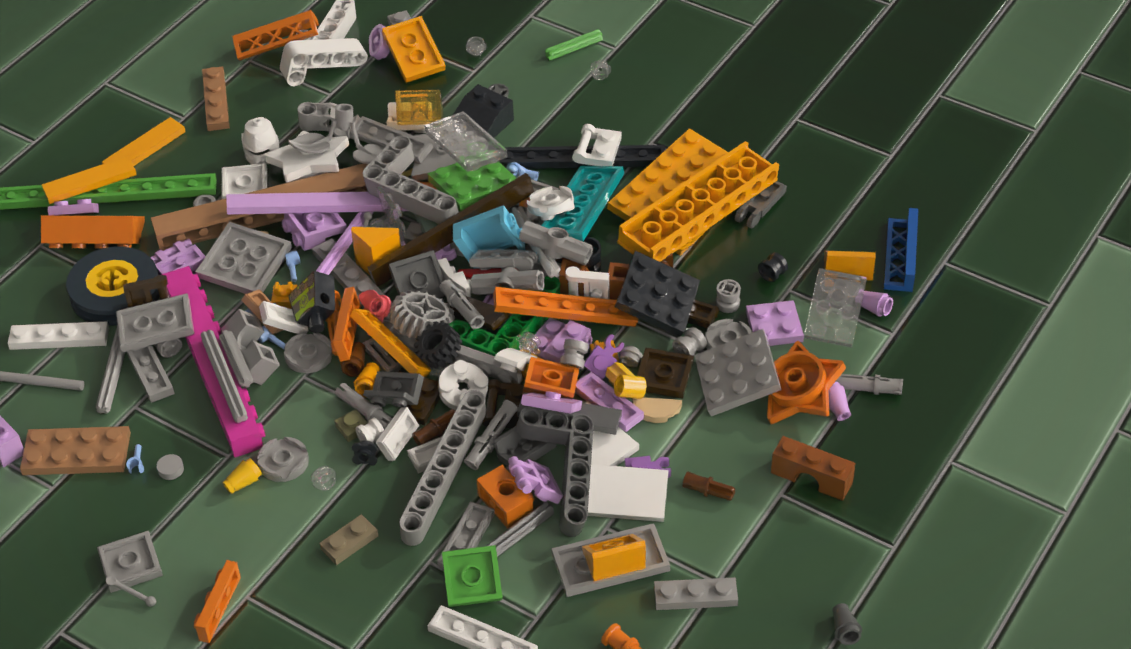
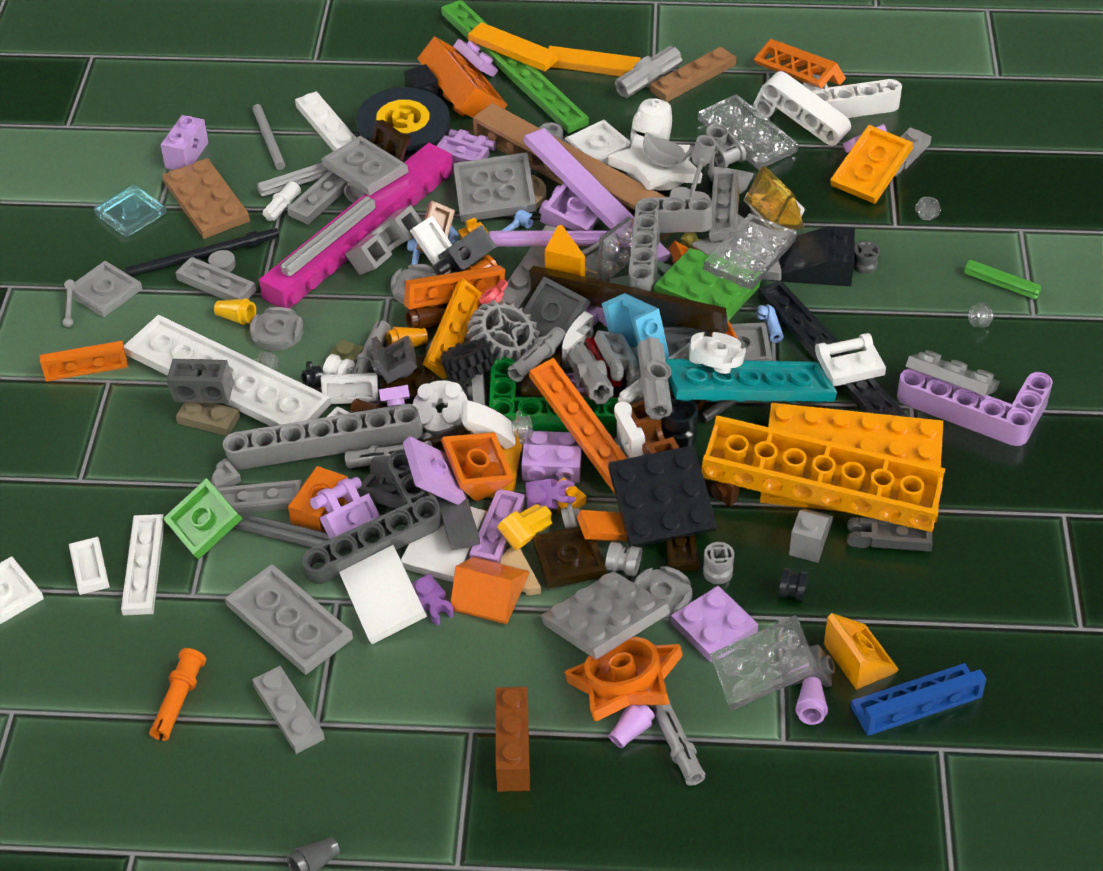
camera: 60 degrees right, 0 degrees up
(43, 509) = (130, 210): none -> clear light blue plate
(70, 252) = (421, 78): none -> black brick
(131, 399) = (281, 201): none -> white axle
(135, 461) = (207, 237): light blue hand -> none
(160, 438) = (251, 239): none -> black bar
(193, 477) = (215, 280): none -> light grey plate
(195, 118) = (648, 71): none -> light grey piece
(236, 358) = (356, 235): light grey axle -> none
(287, 96) = (759, 136): none -> clear plate
(313, 509) = (256, 388): none -> white plate
(329, 517) = (200, 380): none -> dark grey brick
(424, 551) = (225, 475): none -> light grey tile
(448, 398) = (394, 395): none -> lavender plate
(574, 353) = (525, 465): light grey wheel -> none
(615, 556) = (280, 612): light orange slope -> none
(646, 105) = (953, 372): none -> light grey plate
(653, 339) = (601, 525): none -> orange tile
(666, 428) = (487, 589): none -> orange slope
(702, 103) = (975, 411): none -> lavender beam
(708, 486) = (435, 659): reddish brown axle -> none
(733, 238) = (809, 534): none -> light grey slope

